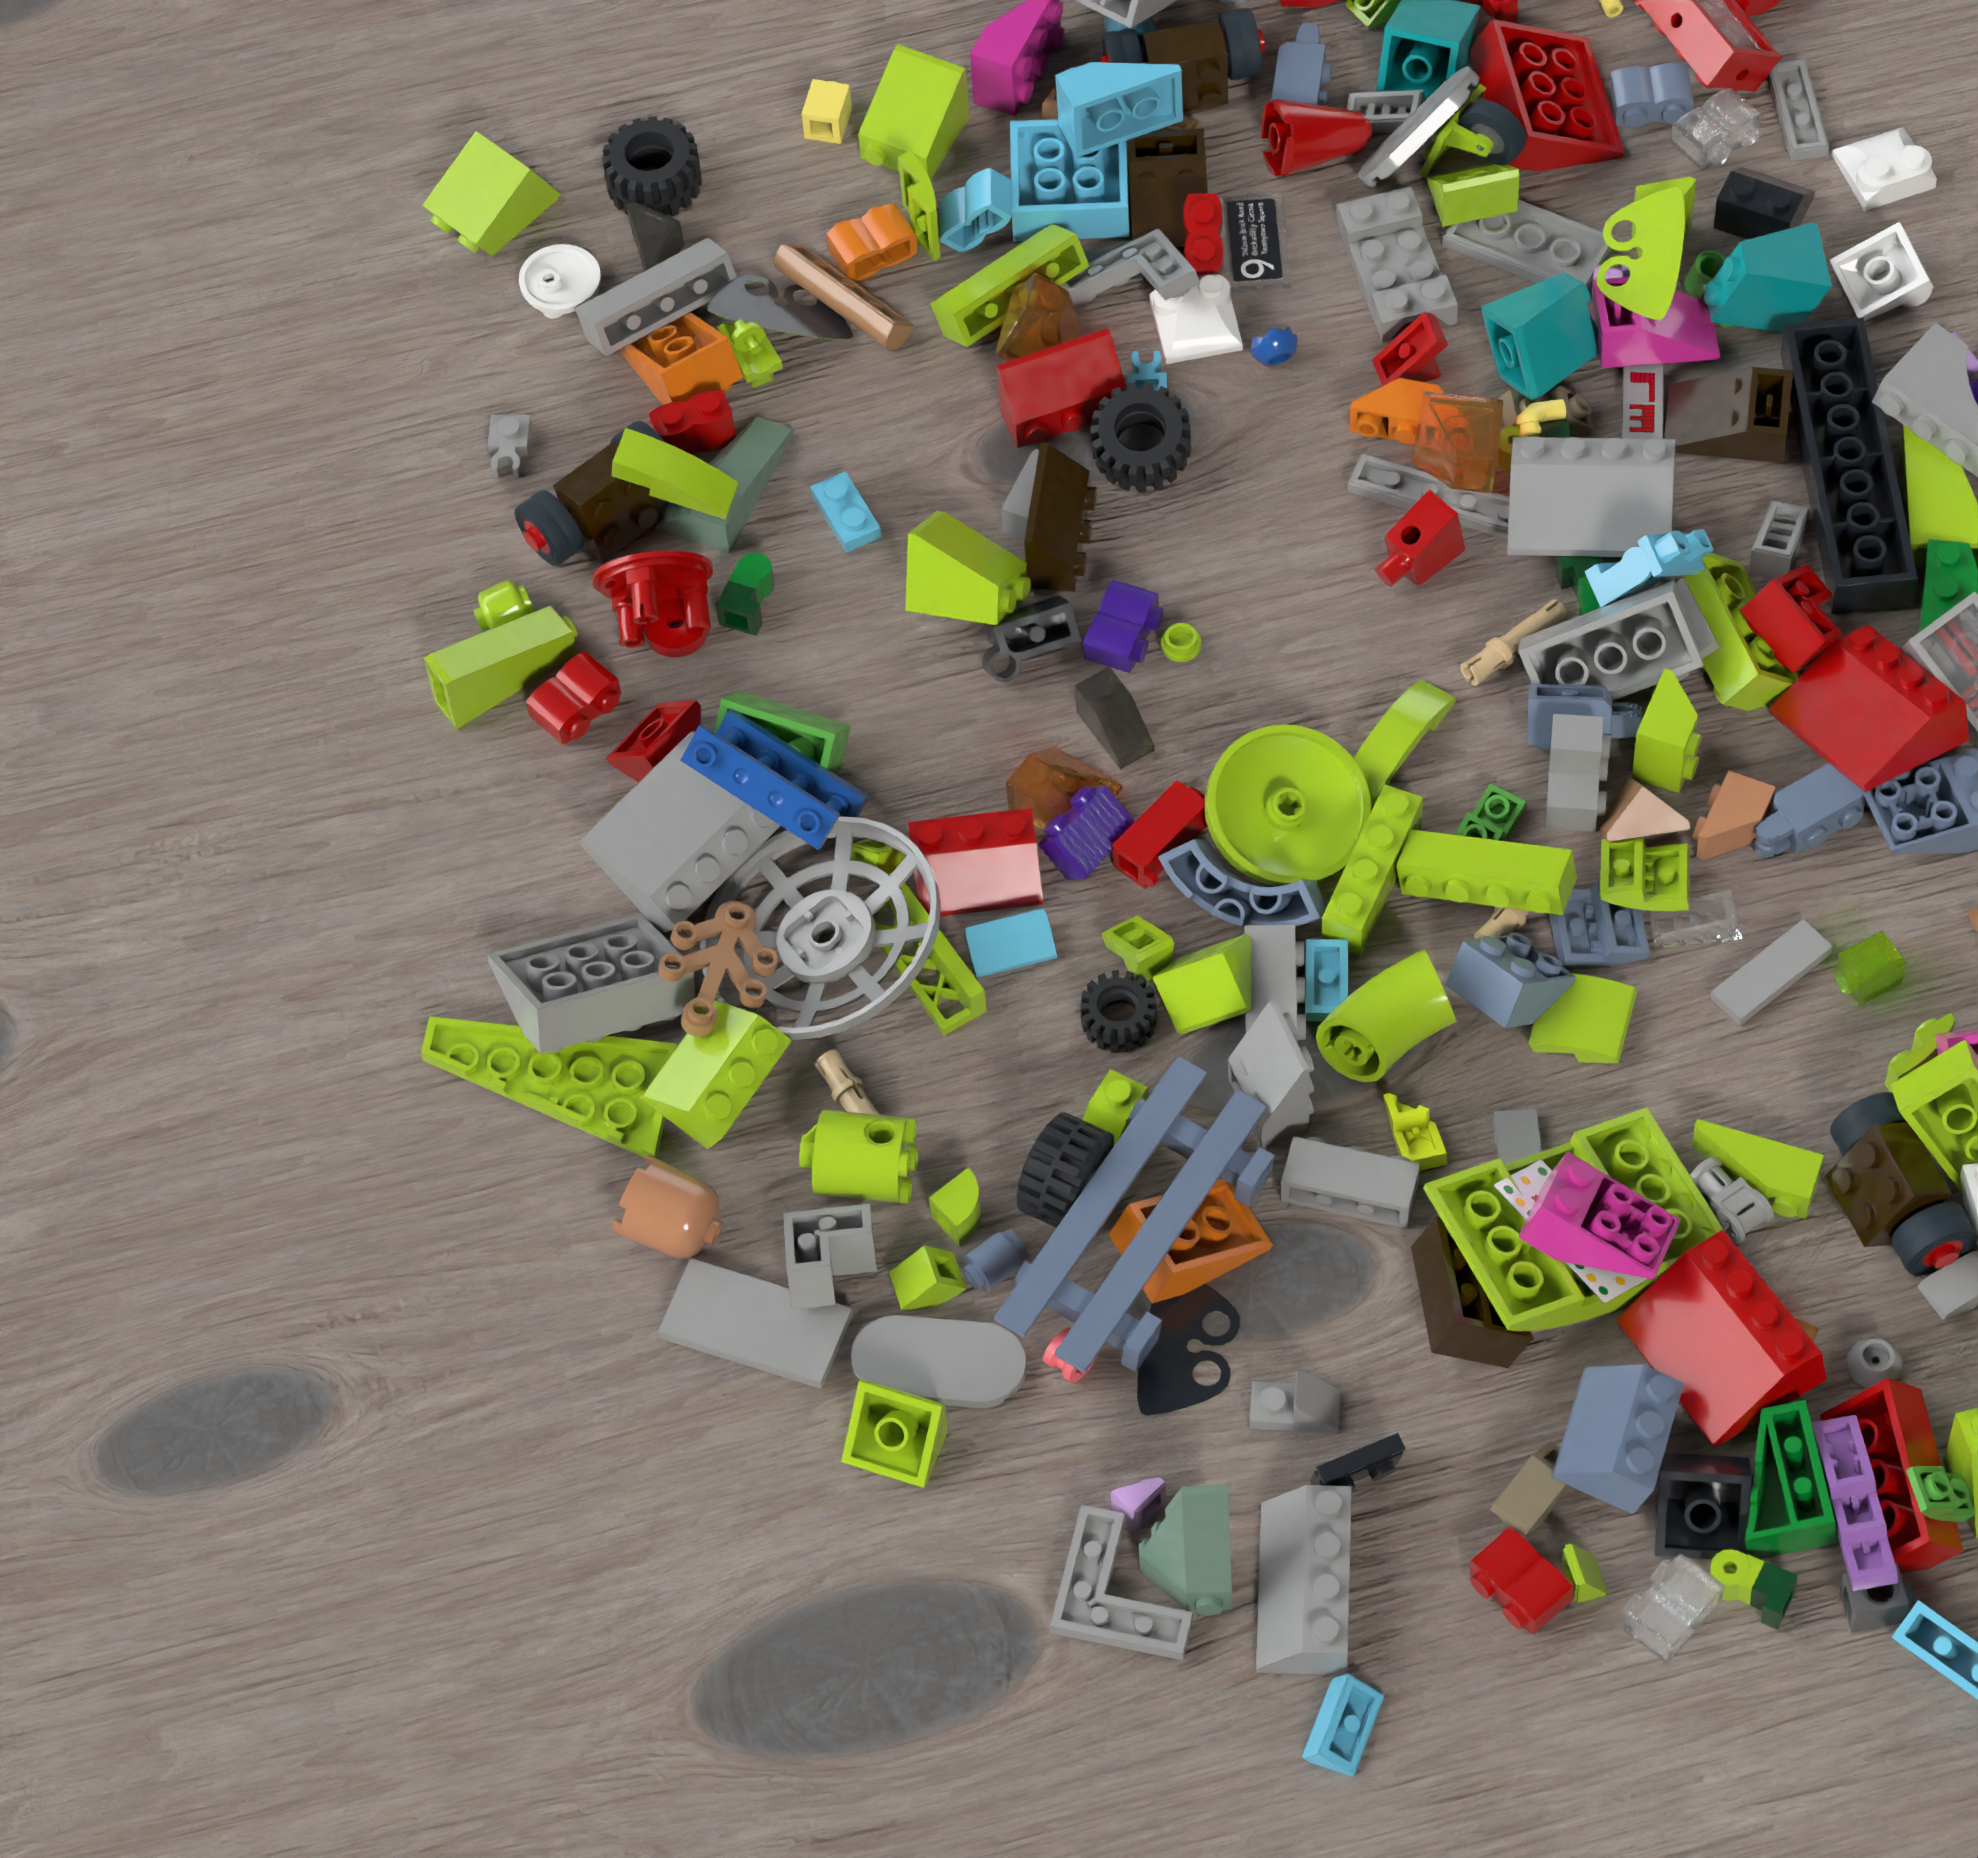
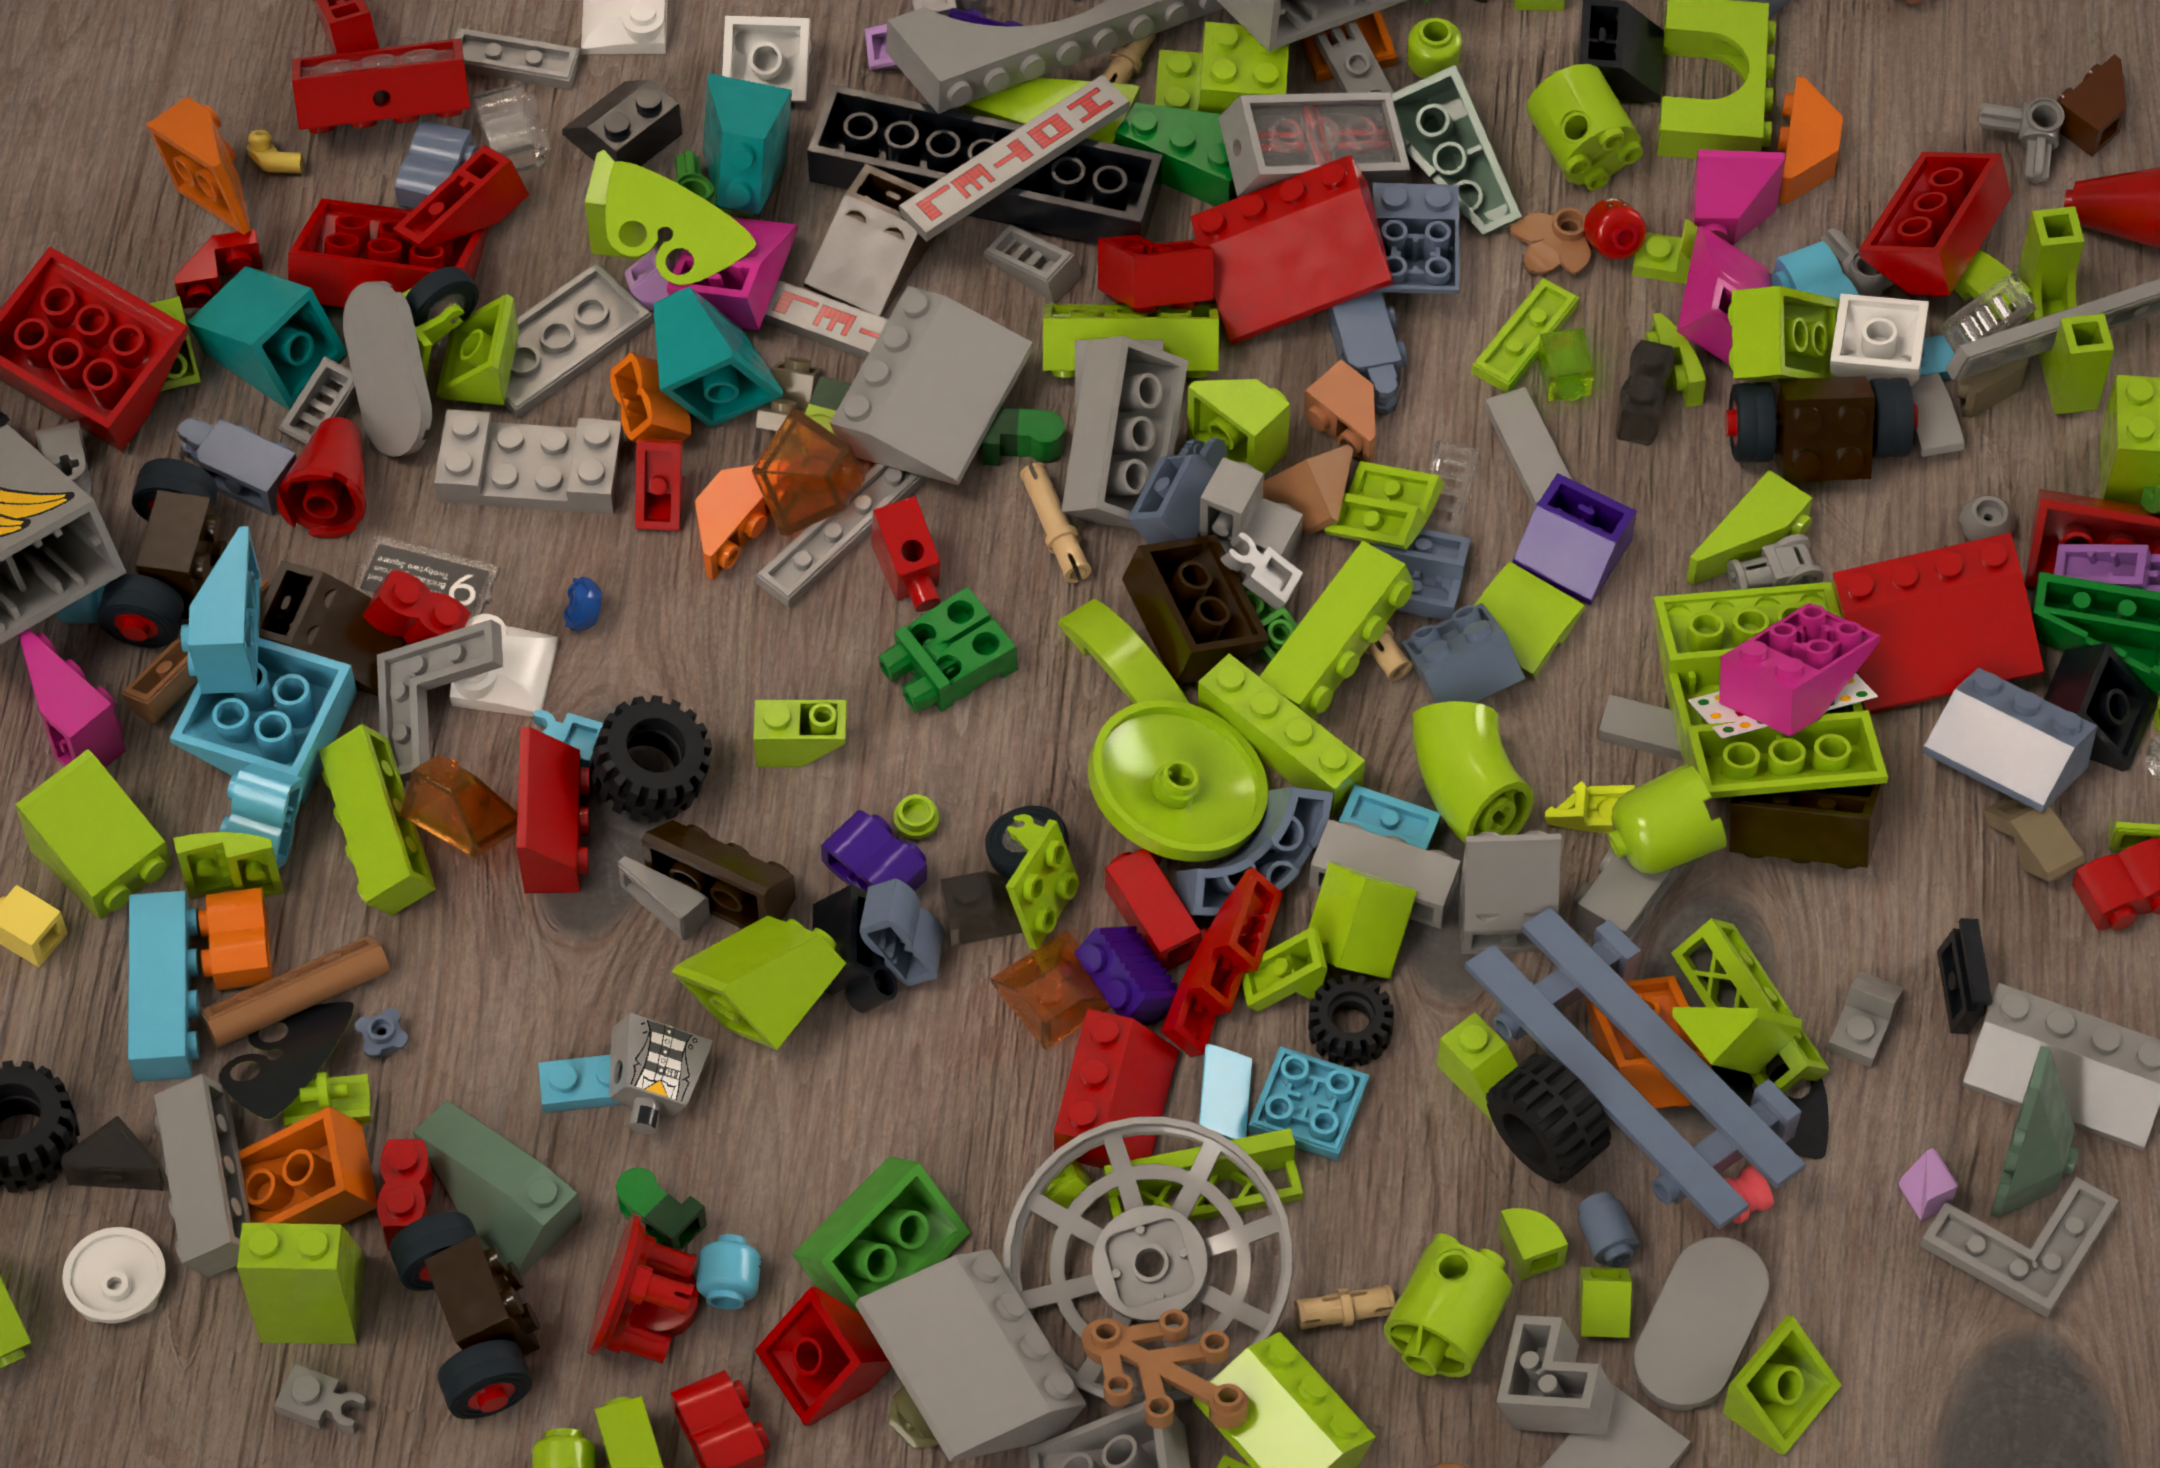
camera: 75 degrees left, 0 degrees up
(580, 376) = (302, 1282): none -> lime slope
(673, 474) = (507, 1212): lime slope -> none
(708, 656) = (728, 1272): none -> medium azure head
(773, 777) = (951, 1239): blue fence -> none
(807, 209) = (161, 986): none -> medium azure brick
(833, 372) = (385, 1044): none -> sand blue plate
(860, 542) = (654, 1069): none -> light grey torso
(1031, 1009) = (1312, 1100): none -> medium azure tile
(1051, 657) = (902, 932): none -> sand blue brick
(1128, 895) = (1225, 953): none -> red slope
(1152, 738) = (1033, 852): none -> lime plate
(1203, 1286) = (1737, 1036): none -> lime slope
(1215, 523) = (797, 731): none -> lime slope
(1263, 1312) = (1752, 989): none -> lime fence
(1346, 609) = (949, 652): none -> green hips
(1385, 1166) = (1665, 823): none -> lime cylinder
(1466, 322) = (645, 408): none -> orange brick
(1469, 762) = (1192, 606): none -> dark brown slope
(1524, 806) = (1267, 571): none -> light grey plate
(1539, 412) = (806, 398): light yellow arm -> none
(1622, 124) = (468, 200): none -> red slope
(1656, 560) = (1060, 359): medium azure hips -> none
(1677, 1028) = (1575, 538): none -> slope
(1851, 470) = (1014, 157): none -> light grey tile
(1862, 1038) = (1645, 392): none -> clear smoke brick
(1910, 933) = (1518, 340): none -> lime tile

